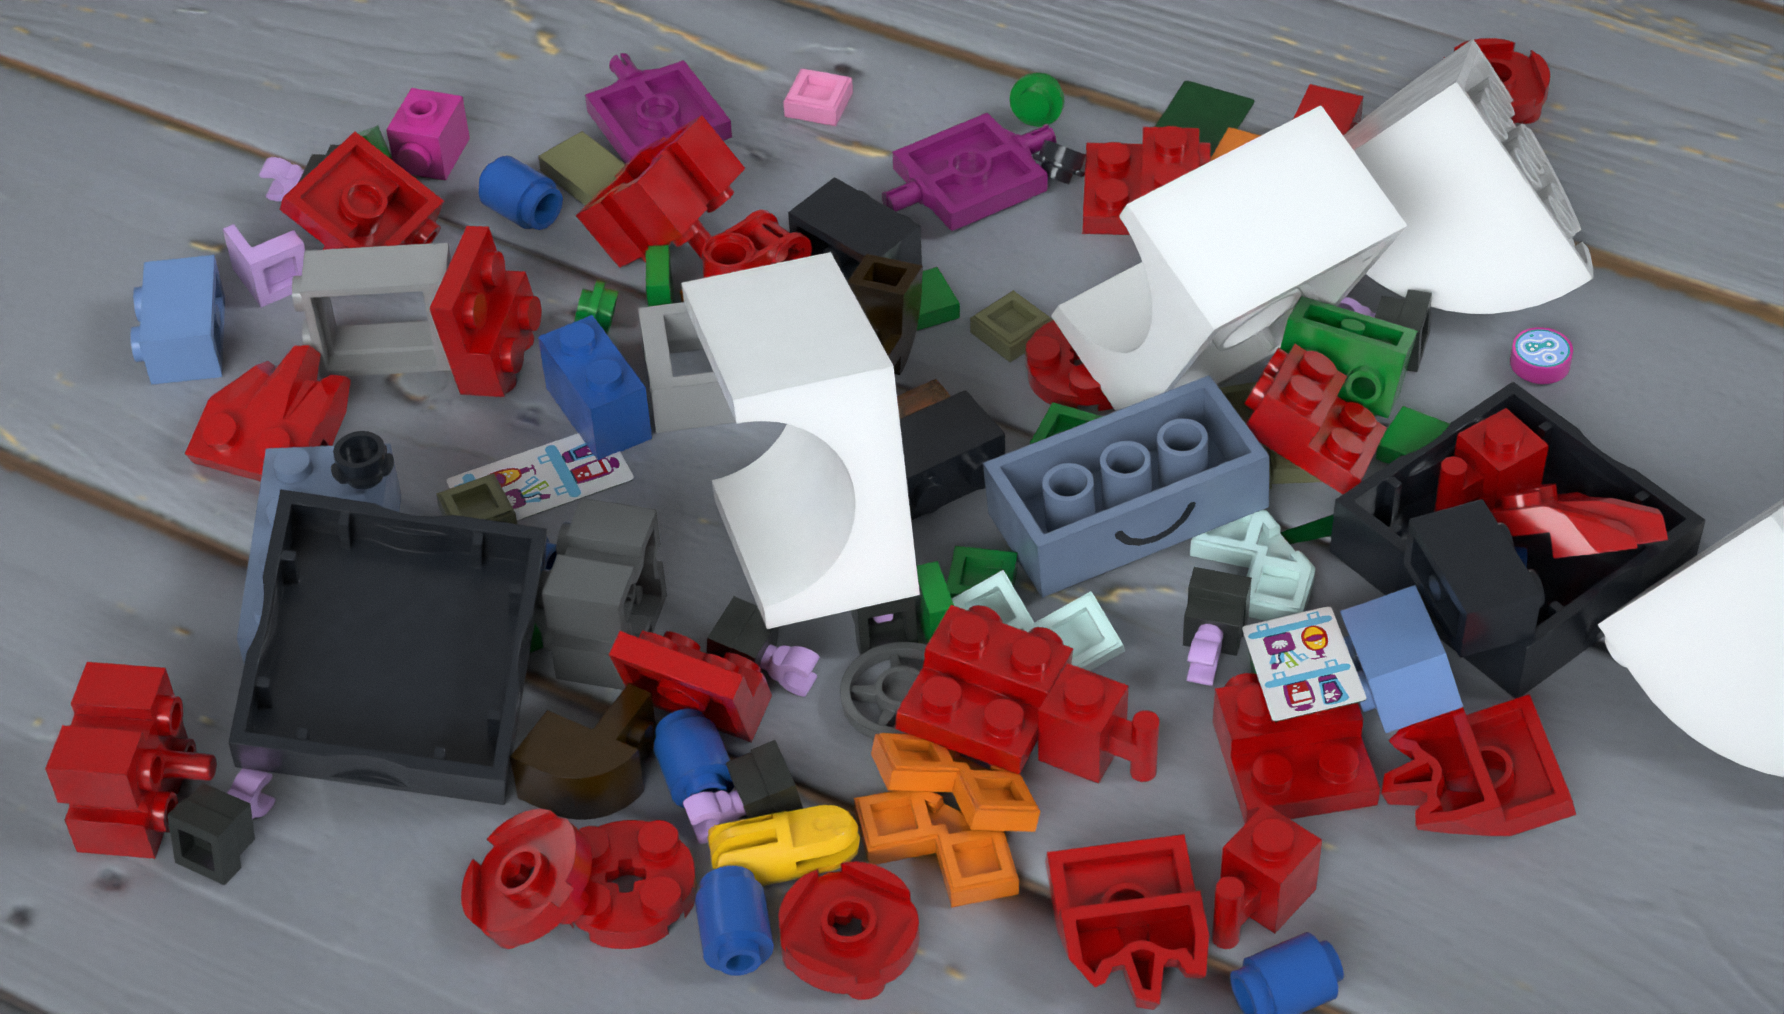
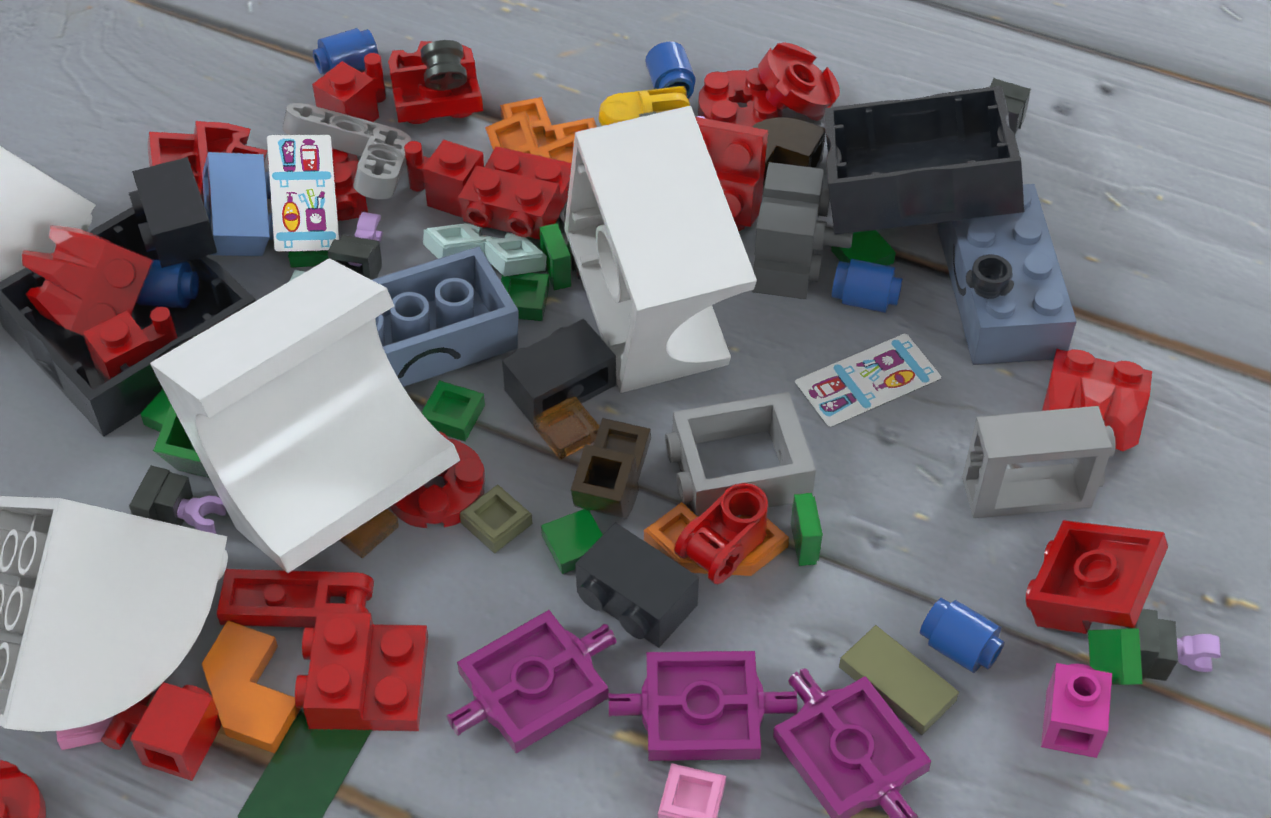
camera: 175 degrees right, 5 degrees up
(123, 760) = (1074, 120): red brick -> none
(180, 320) = (1215, 487): medium blue brick -> none
(266, 267) = (1186, 559): lavender panel -> none
(478, 499) = (907, 338): olive tile -> none
(484, 316) = (942, 454): red plate -> none
(595, 387) = (840, 421): blue brick -> none
(599, 303) = (857, 507): green plate -> none
(663, 194) = (820, 588): red brick -> none
(801, 148) = (702, 705): none -> magenta plate
(855, 963) = (582, 72): red plate -> none
(1037, 99) = (463, 776): green plate -> none
(1060, 161) = (431, 693): black plate -> none
(1097, 849) = (443, 65): none -> pearl dark grey wheel
(1225, 777) = (377, 144): none -> light grey beam
(1541, 355) = (51, 484): tile -> none

